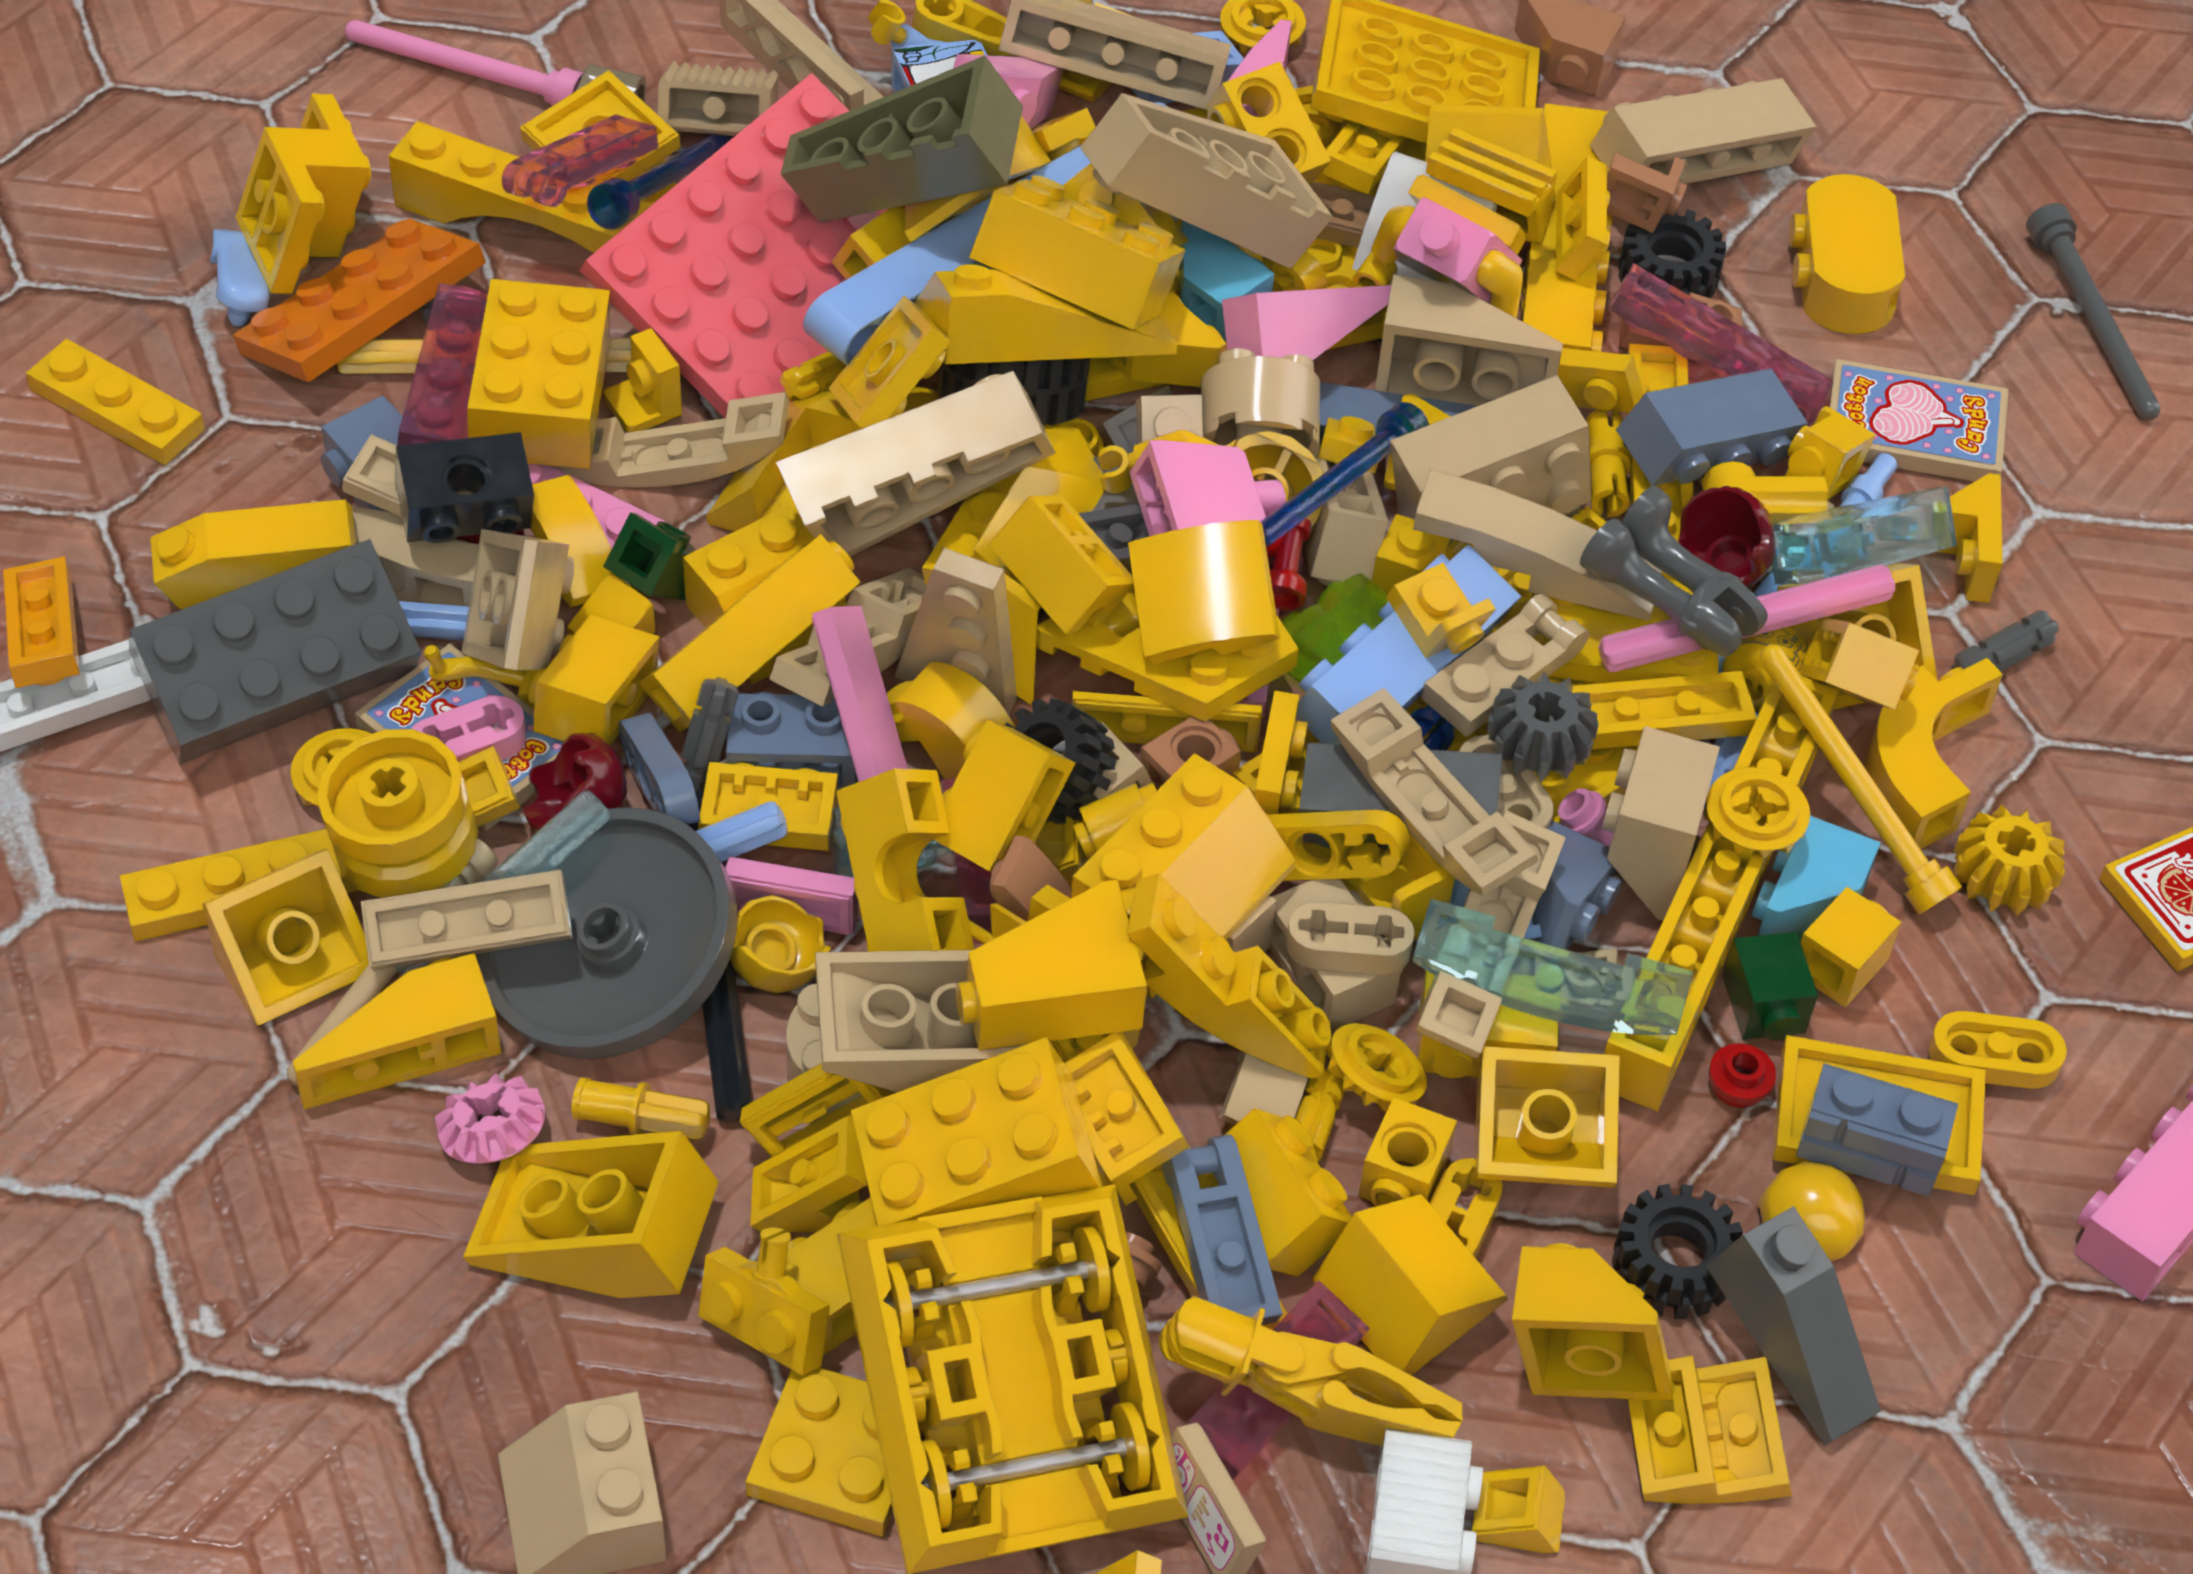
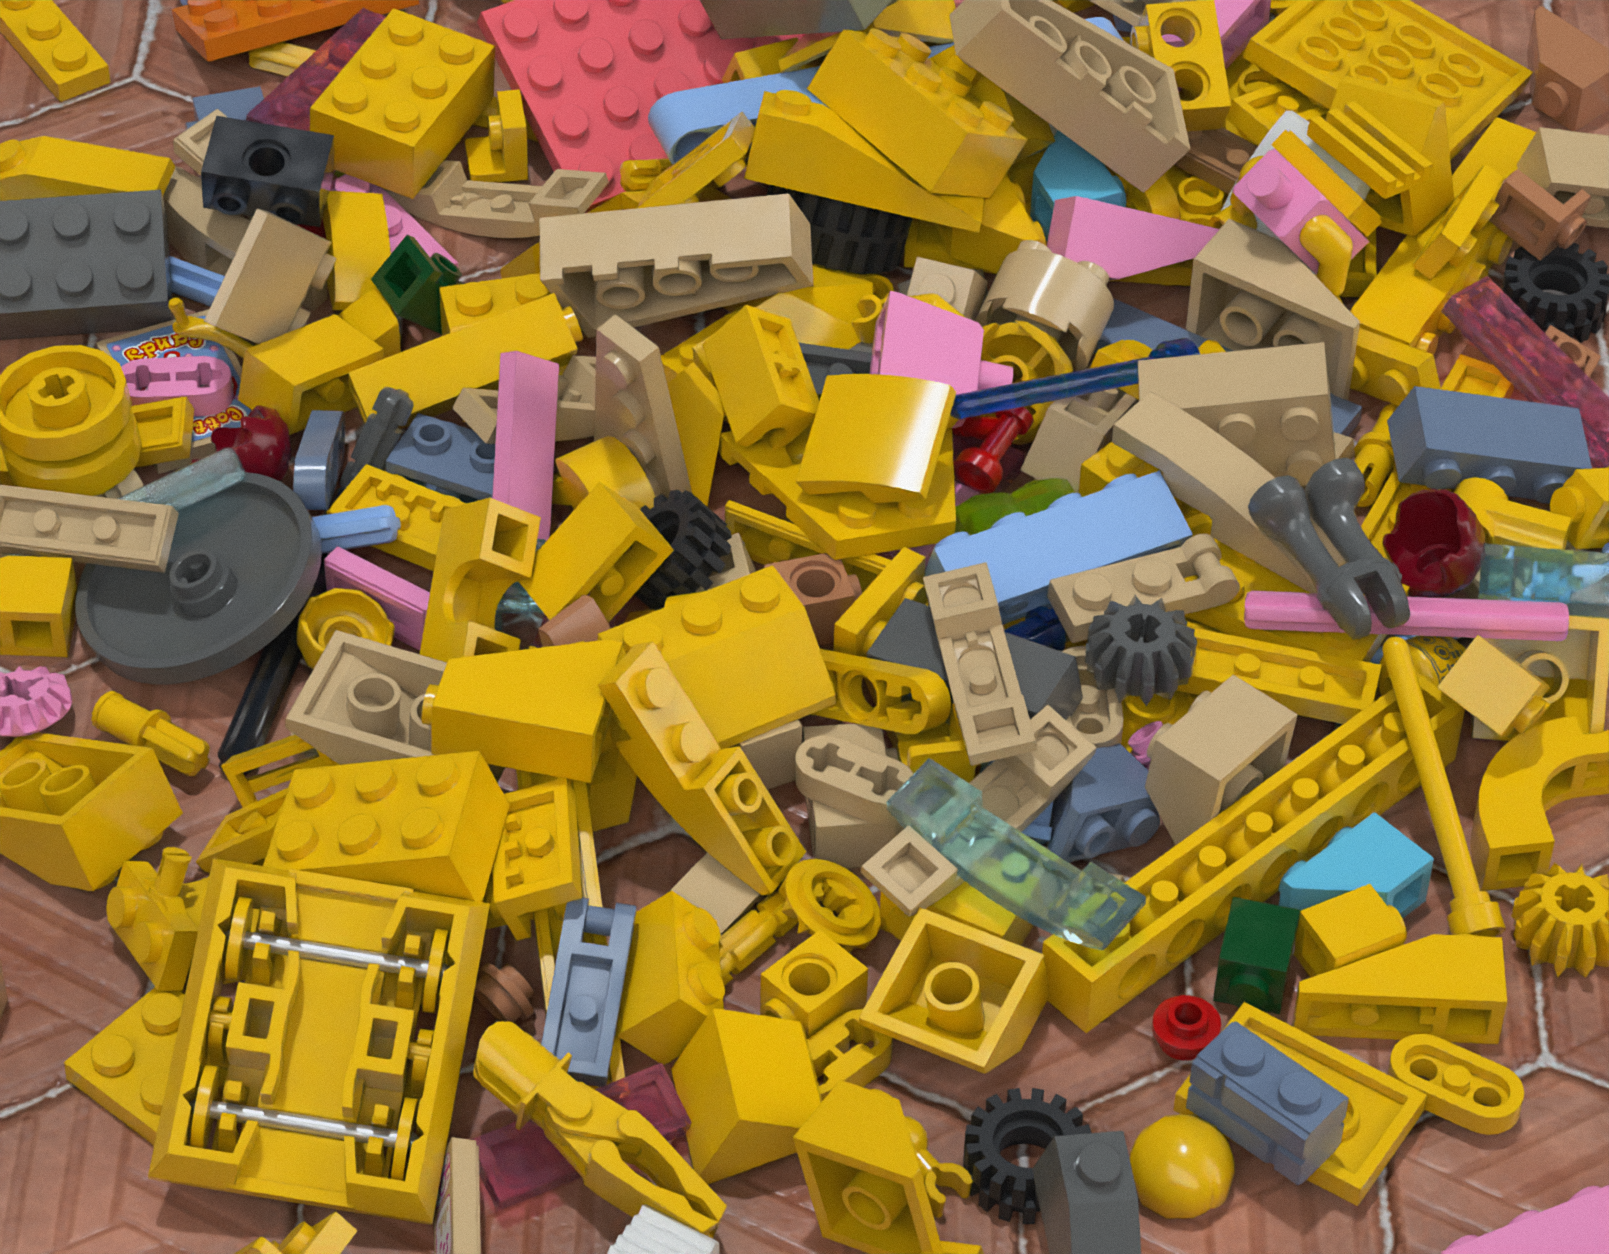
camera: 25 degrees right, 5 degrees down
(1438, 612) = (1091, 518): yellow bracket -> none
(1773, 796) = (1285, 770): yellow gear -> none
(1933, 968) = (1423, 987): none -> yellow slope

